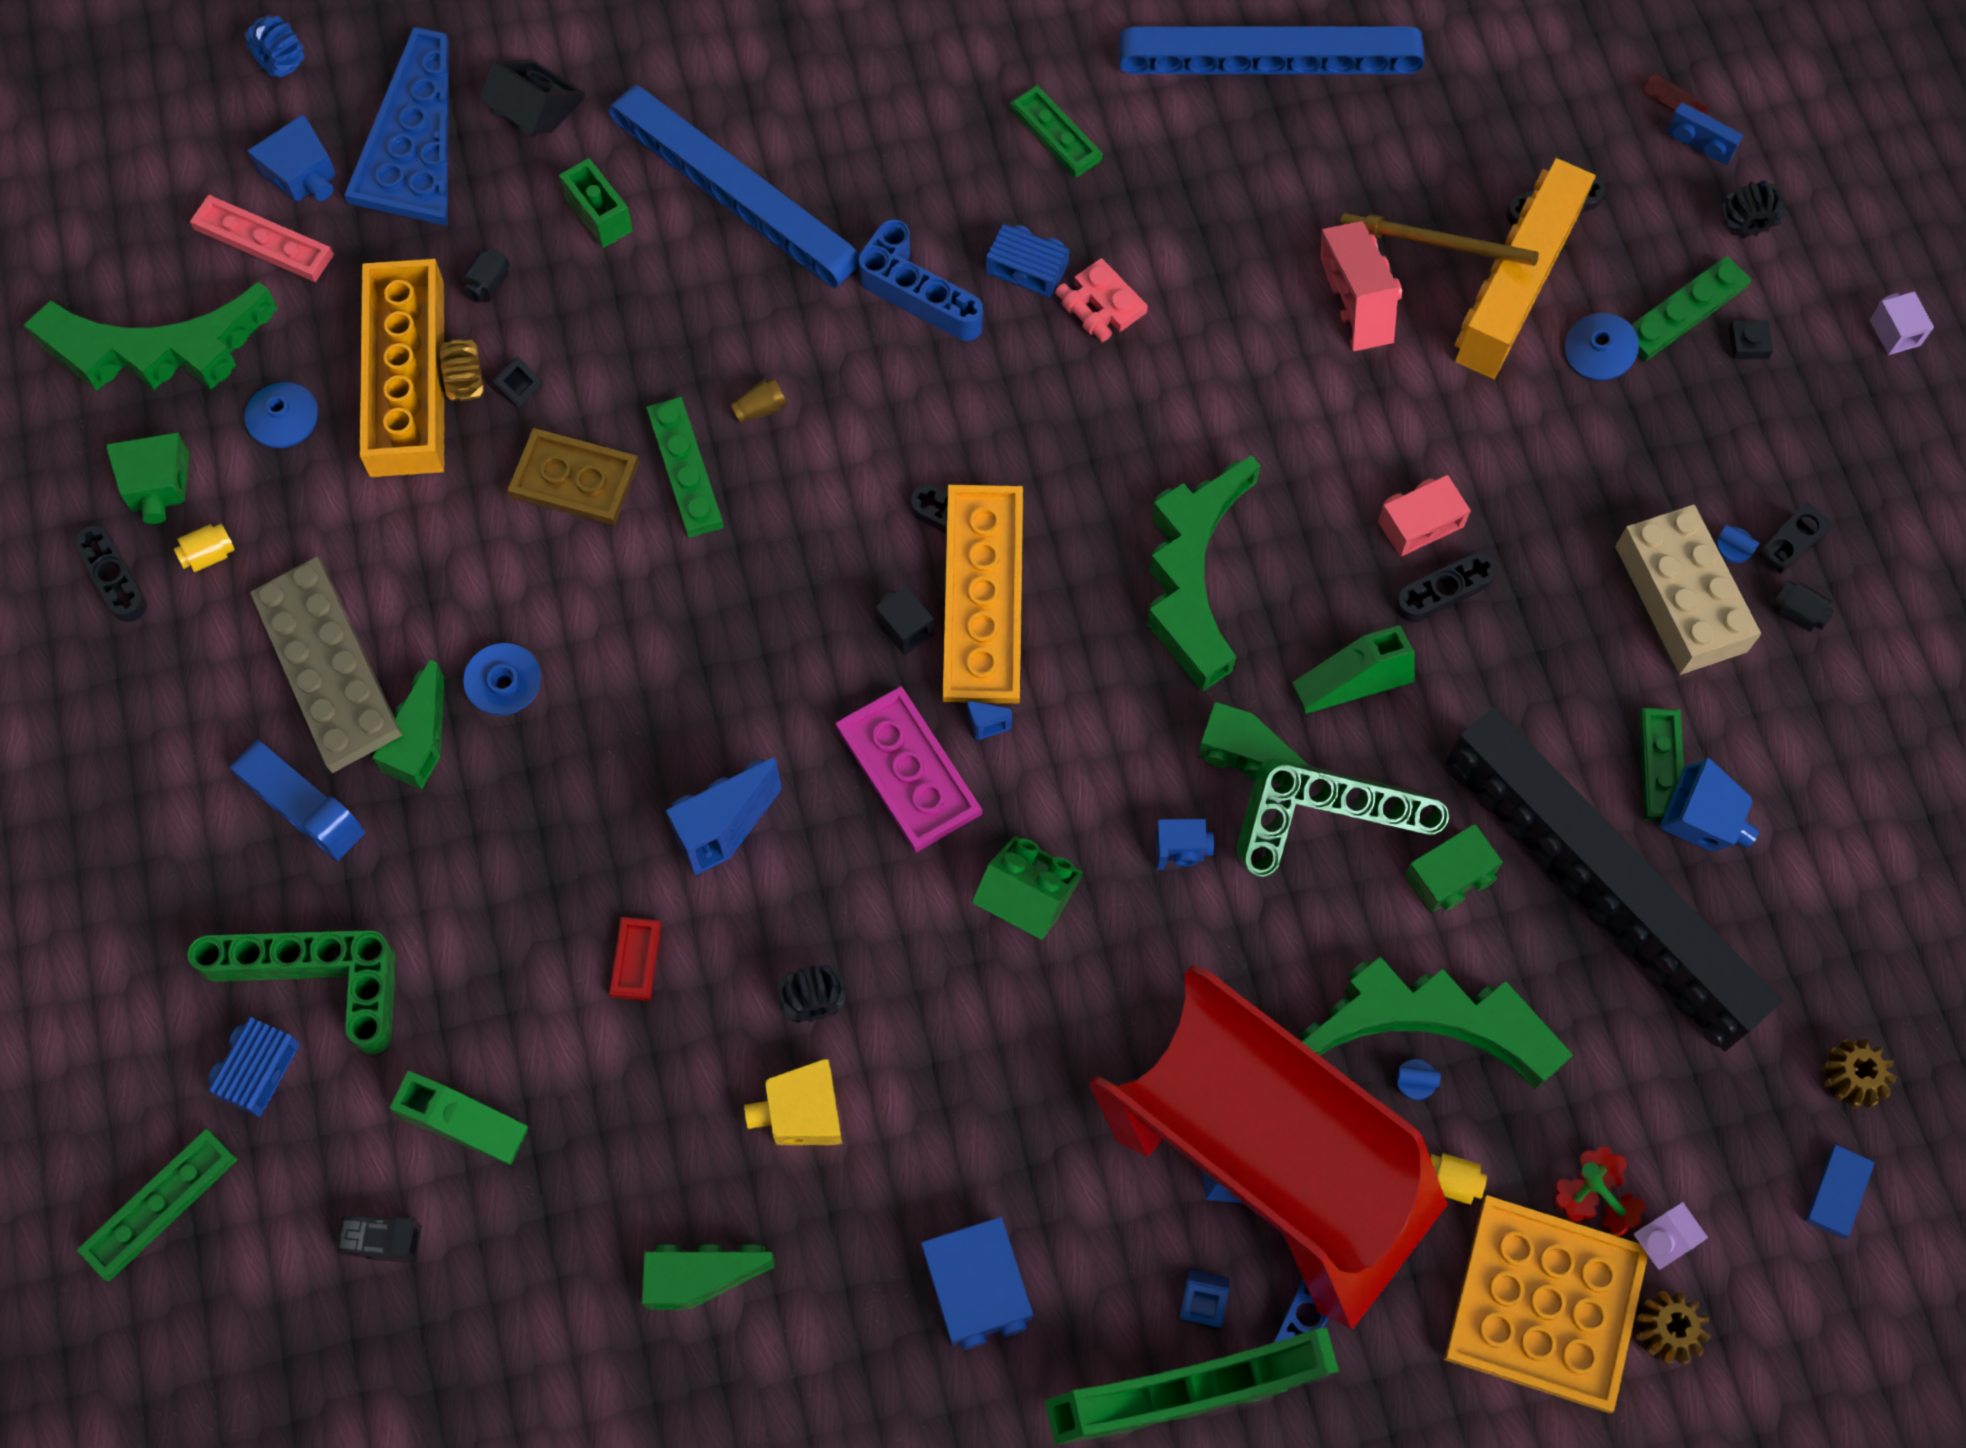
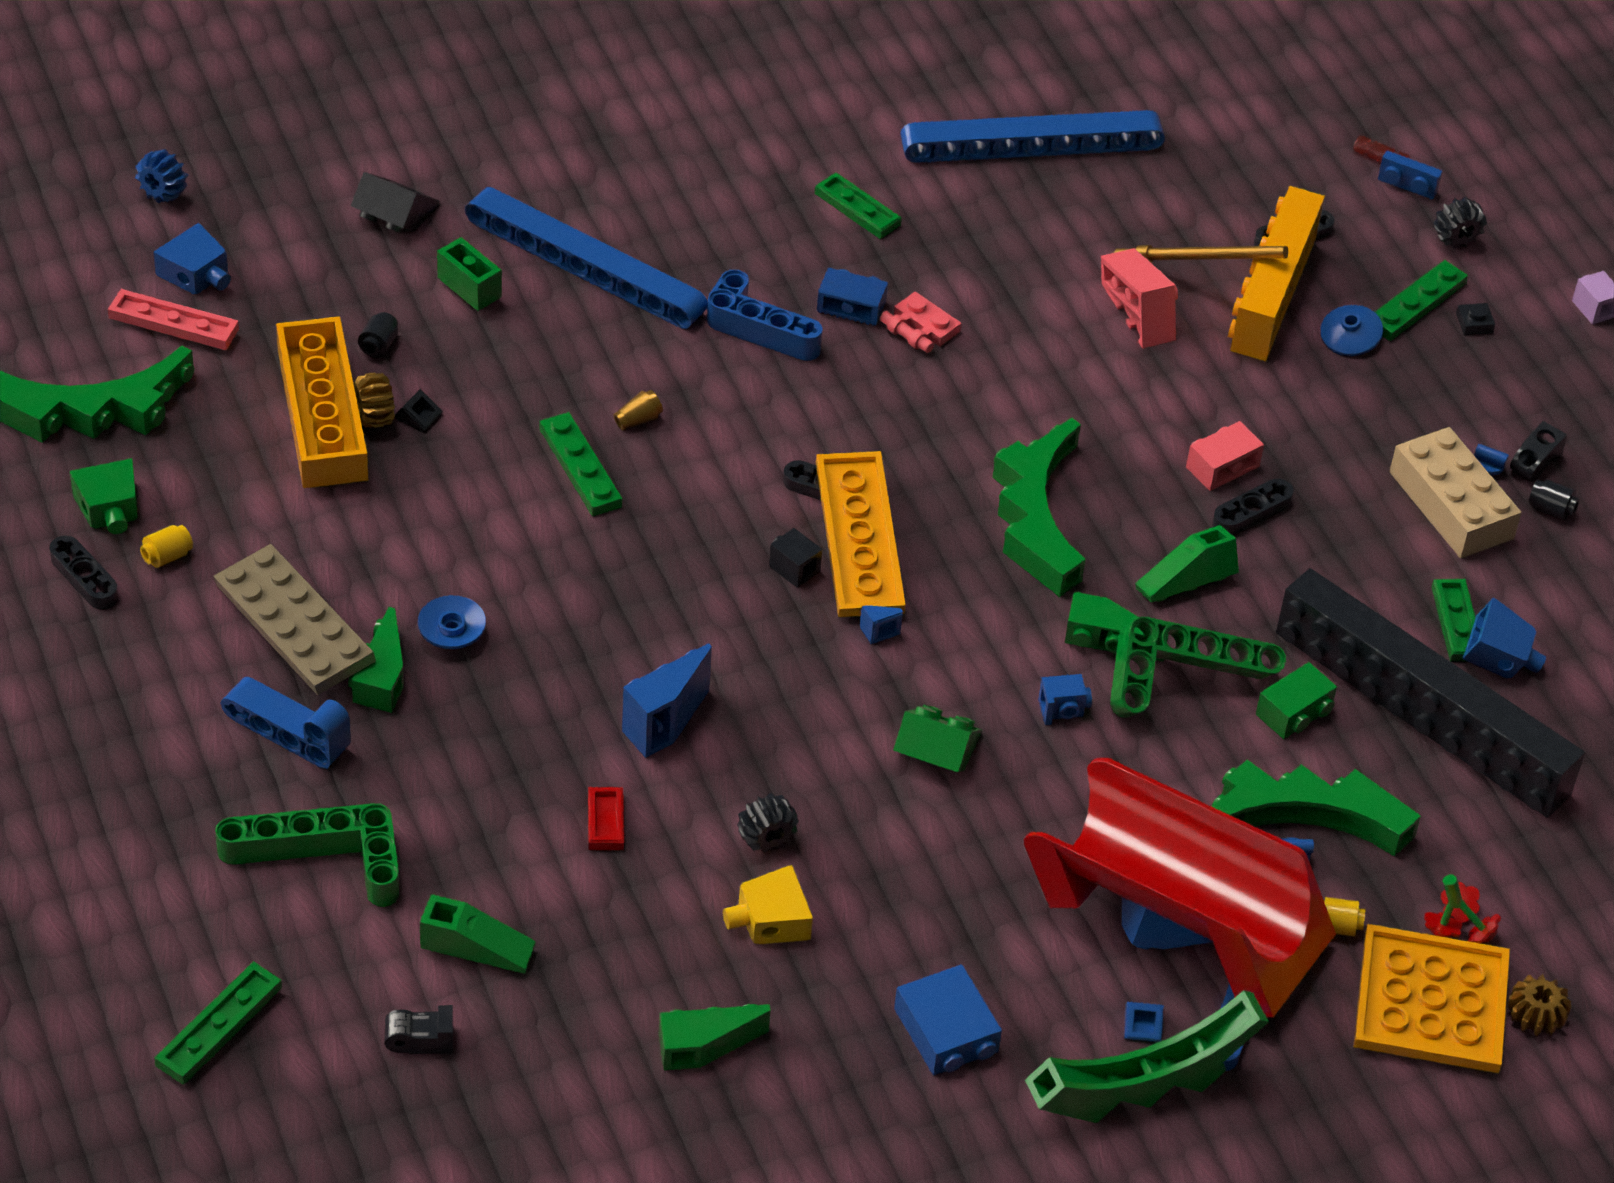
camera: 10 degrees left, 20 degrees down
(252, 1066) = (285, 915): blue brick -> none
(285, 426) = (213, 449): blue dish -> none
(407, 148) = (291, 241): blue wing -> none
(573, 476) = (485, 474): pearl gold plate -> none
(908, 769) = (818, 664): dark pink plate -> none
(1670, 1236) = (1525, 937): lavender brick -> none

